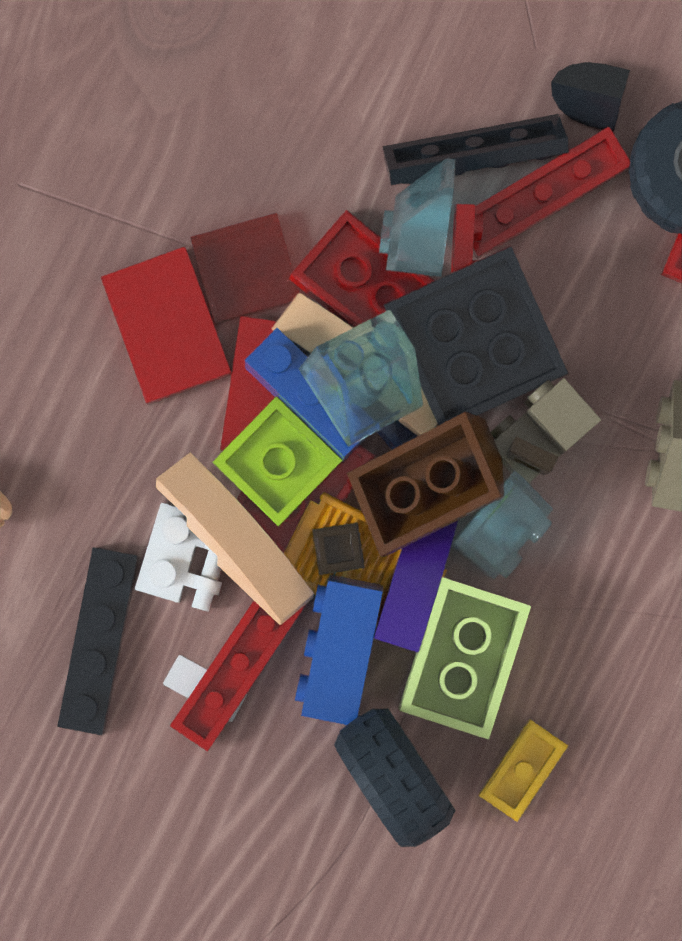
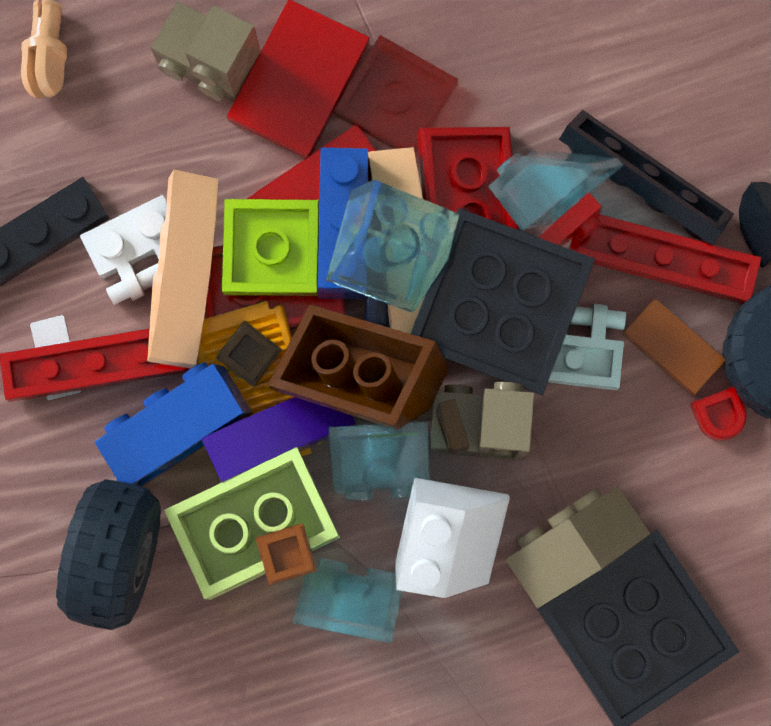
camera: 50 degrees right, 5 degrees down
(86, 372) = (207, 49): none -> dark tan brick
(512, 654) = (286, 554): none -> dark orange tile
(523, 770) = (210, 652): yellow plate -> none
(570, 310) = (592, 359): none -> light aqua plate
(582, 641) = (349, 602): none -> clear light blue slope
(601, 532) = (449, 538): none -> white slope
(611, 247) = (674, 347): none -> dark orange tile

